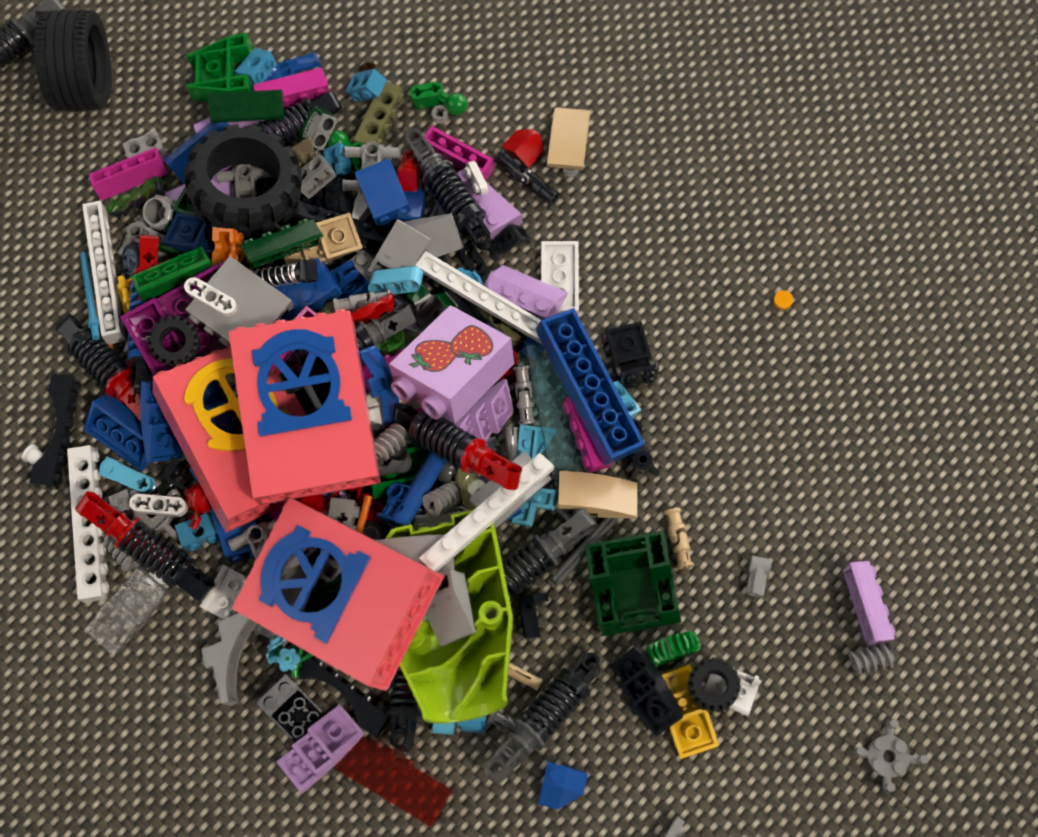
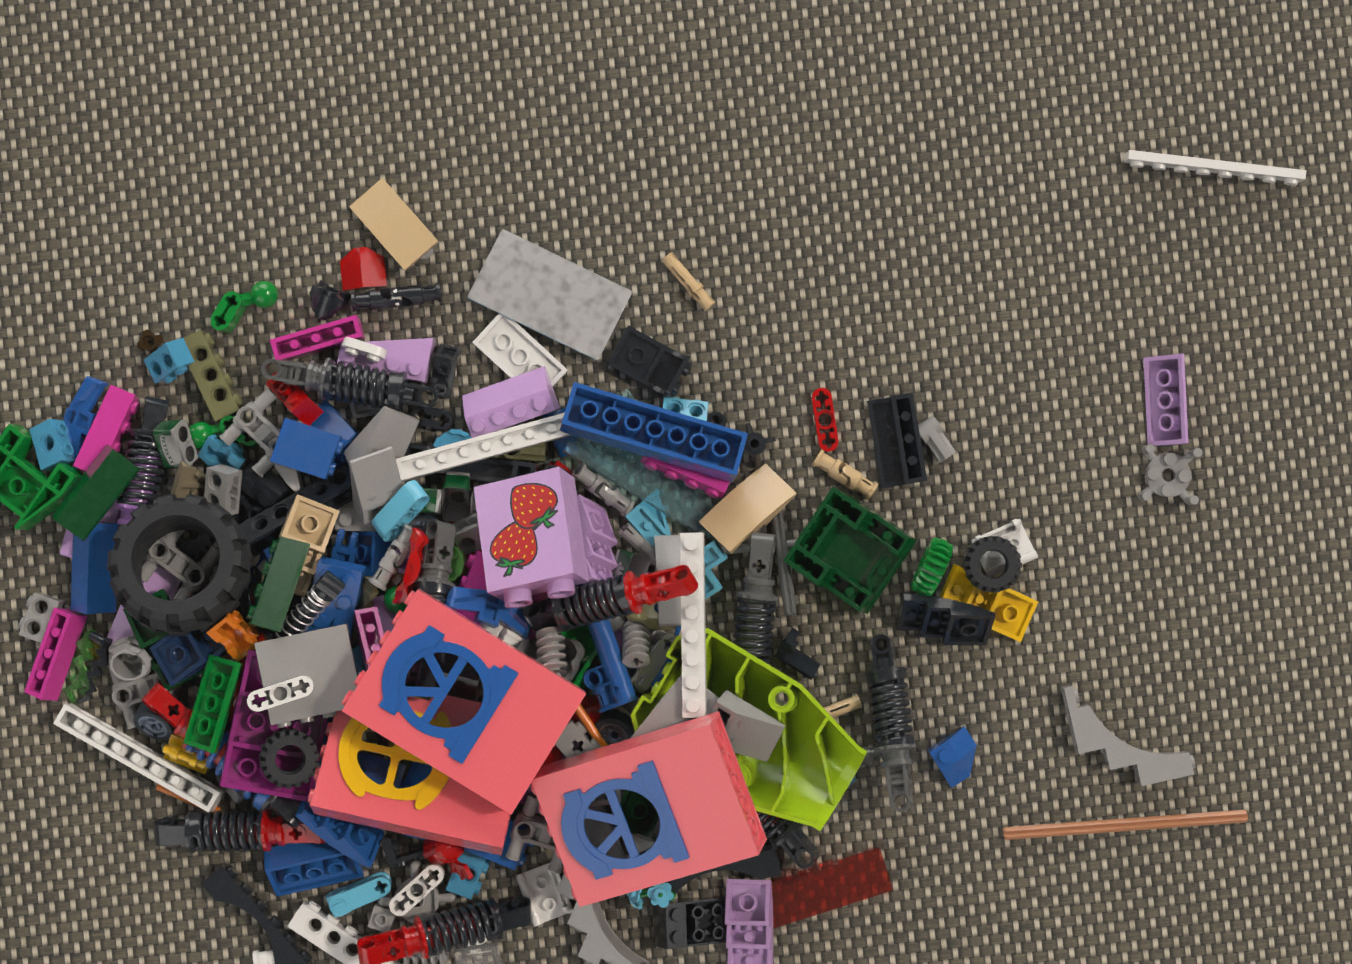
camera: 55 degrees left, 15 degrees up
(93, 321) = (187, 808): dark azure bar -> none
(440, 120) = (253, 322): light grey bush -> none
(486, 140) = (327, 300): none -> black brick
(614, 261) = (549, 294): none -> flat silver piece
(703, 341) = (687, 280): none -> tan pin
(714, 486) = (832, 435): none -> red beam
(732, 551) = (896, 440): none -> black slope
(783, 300) = (721, 183): light orange tile -> none
(868, 603) = (1041, 373): lavender slope -> none
(872, 658) = (1084, 413): light grey piece -> none
(935, 706) = (1166, 400): none -> lavender slope

